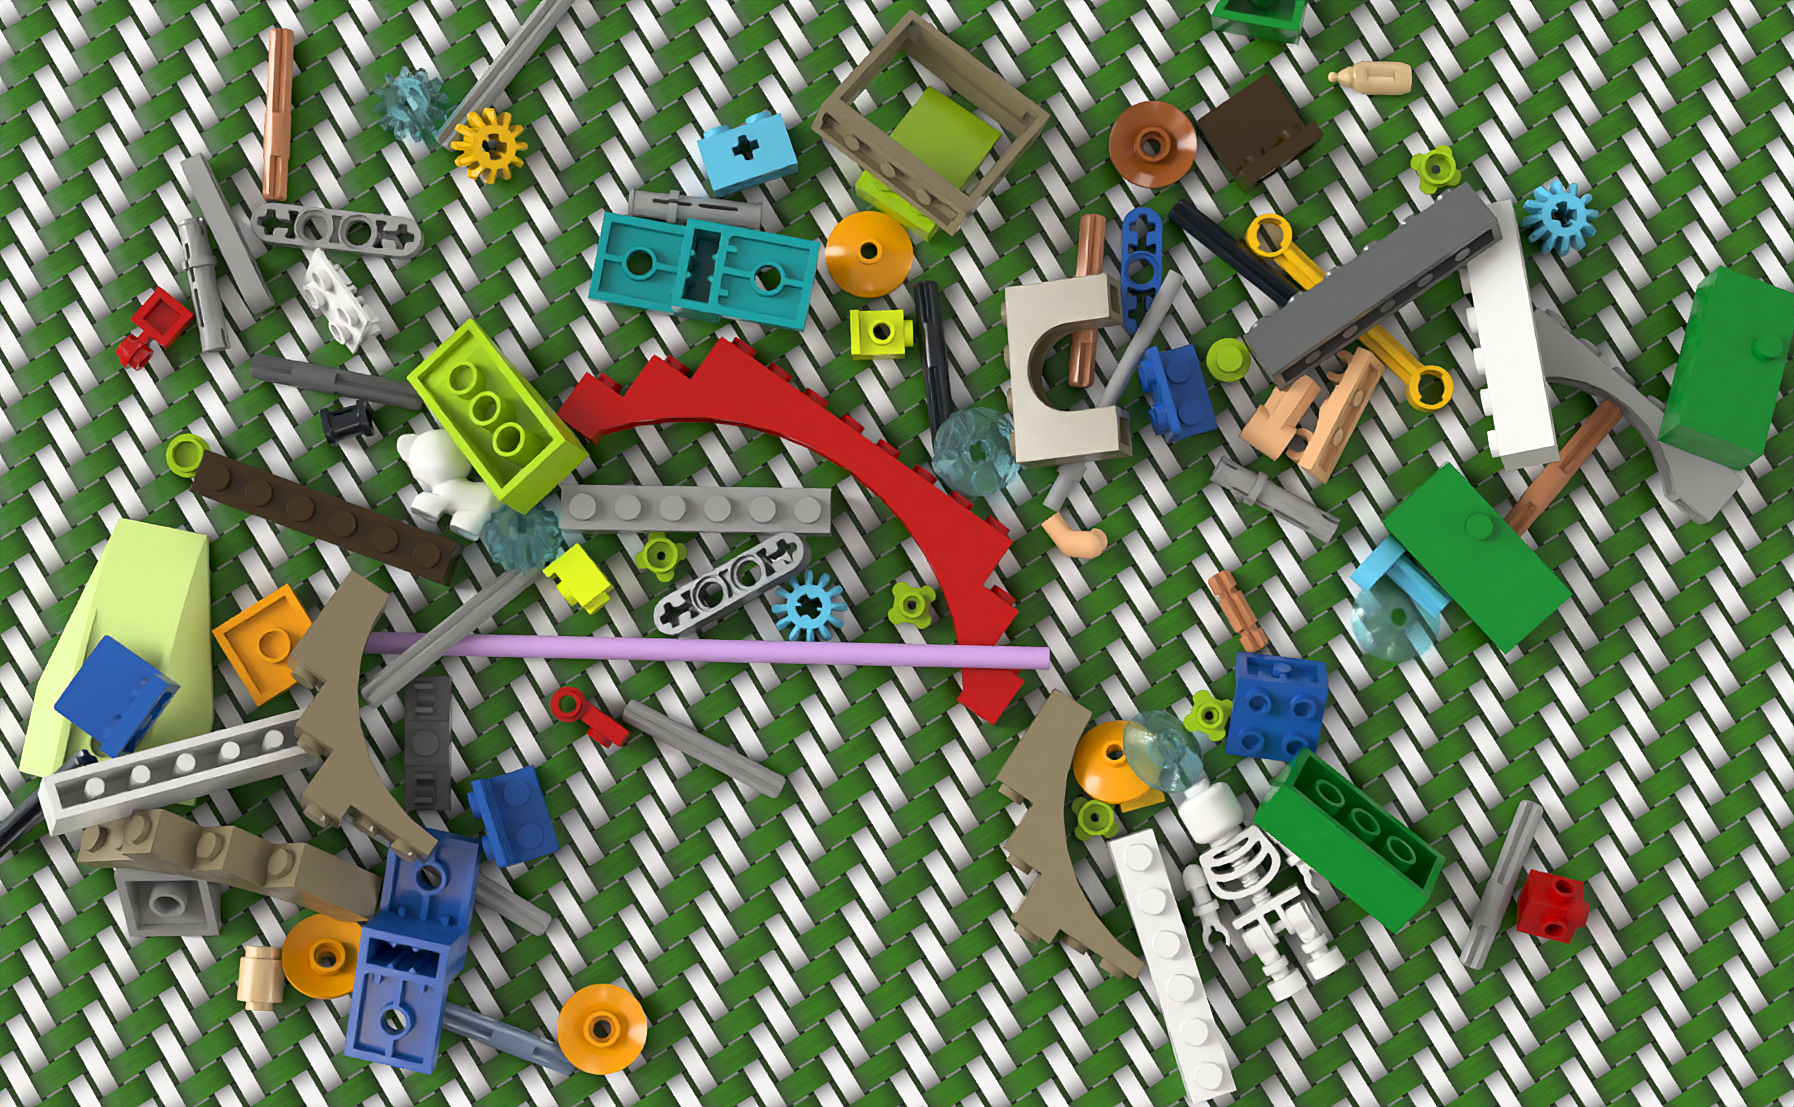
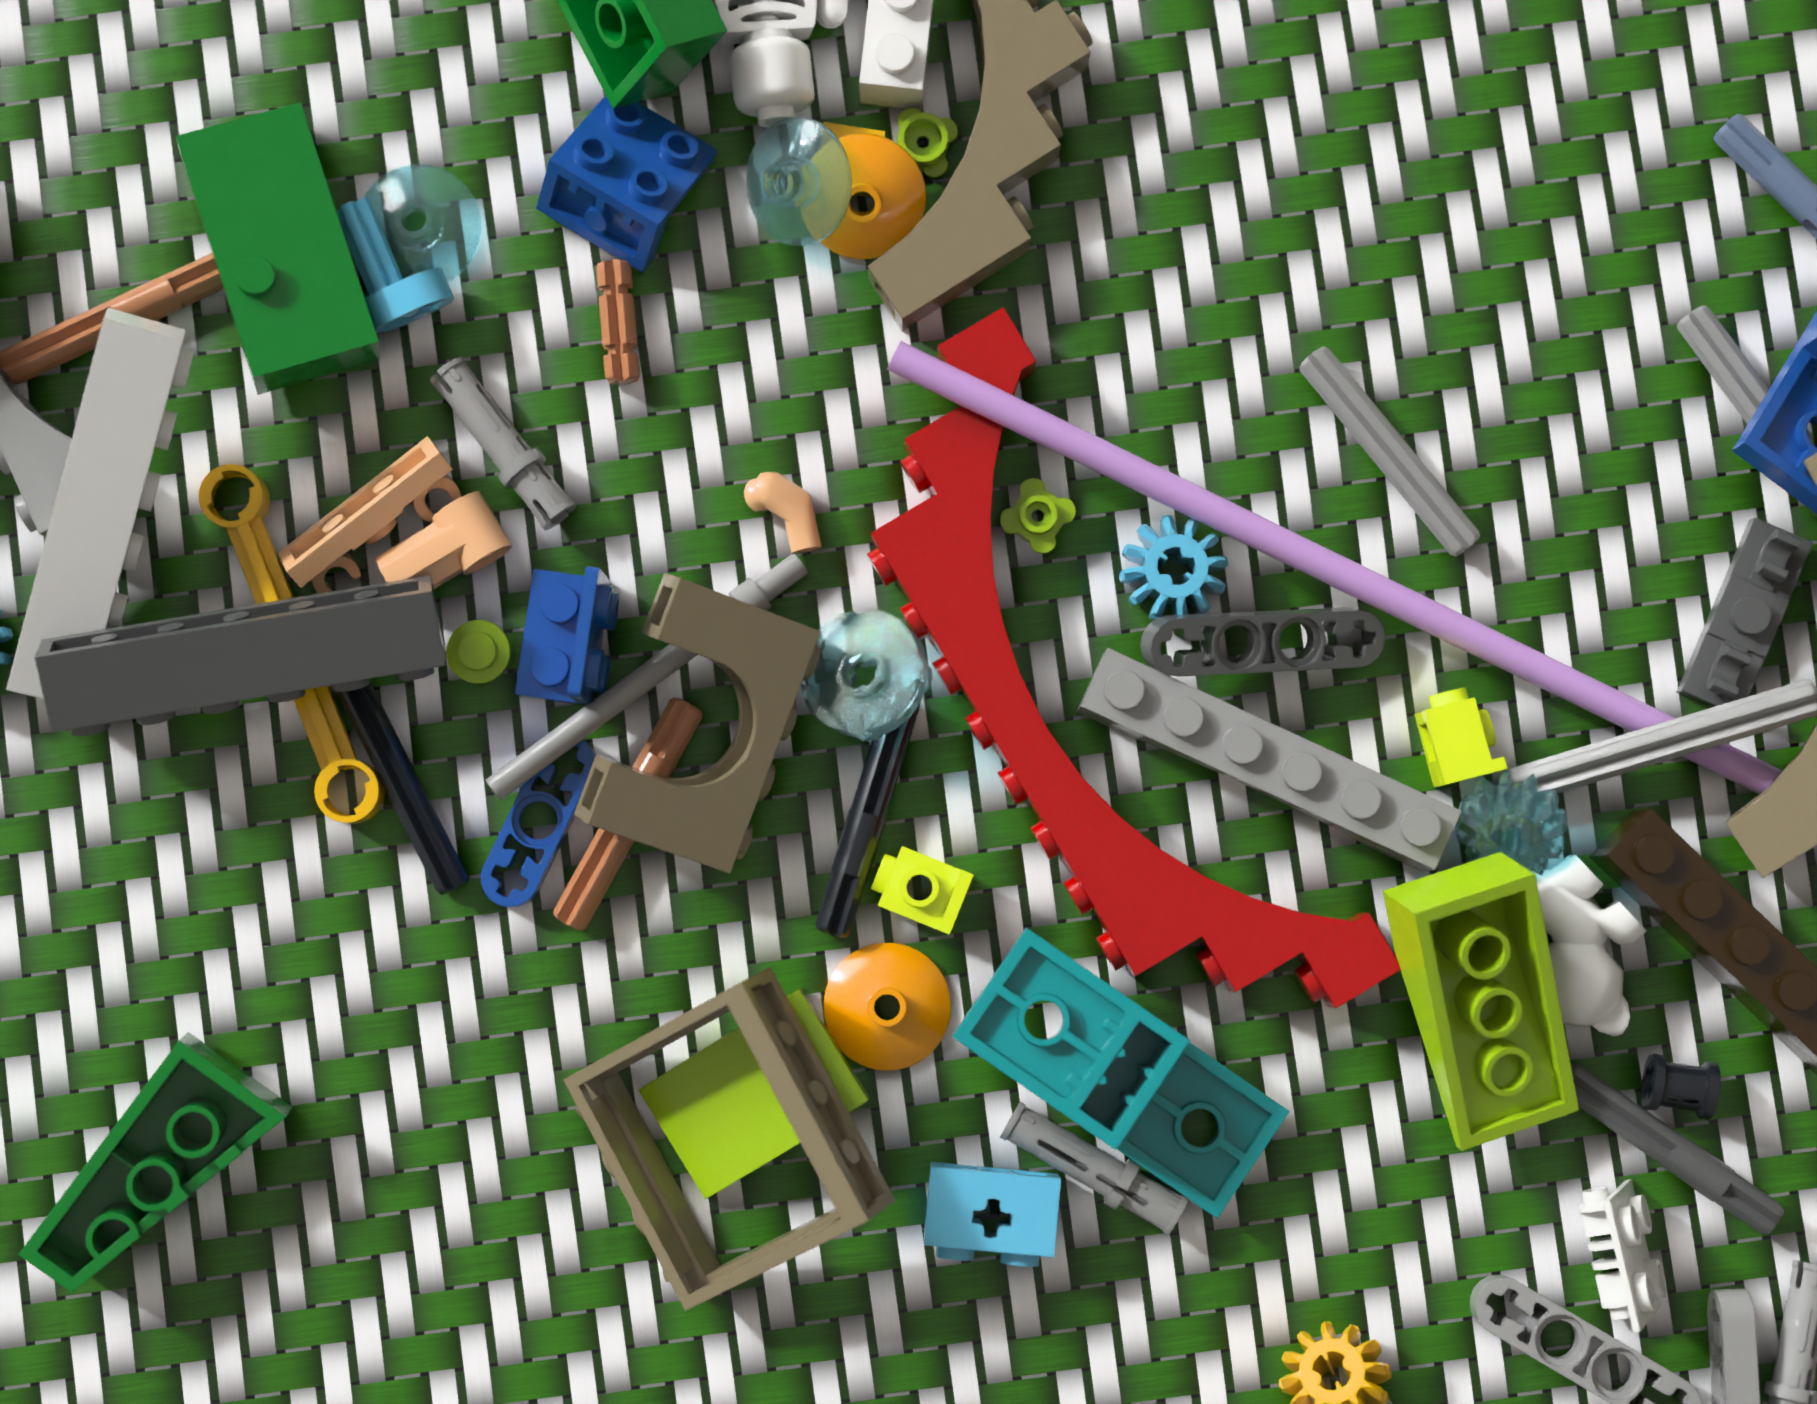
camera: 160 degrees left, 0 degrees up
(513, 817) = (1679, 468): blue bracket -> none
(576, 1026) = (1692, 124): light orange dish -> none
(603, 727) = (1509, 536): red plate -> none
(662, 568) = (1342, 708): lime plate -> none
(1156, 123) = (412, 990): dark orange dish -> none
(1196, 719) = (719, 223): lime plate -> none
(1257, 133) = (298, 934): dark brown bracket -> none
(1375, 77) = (106, 941): tan piece -> none
(1441, 158) = (71, 772): lime plate -> none

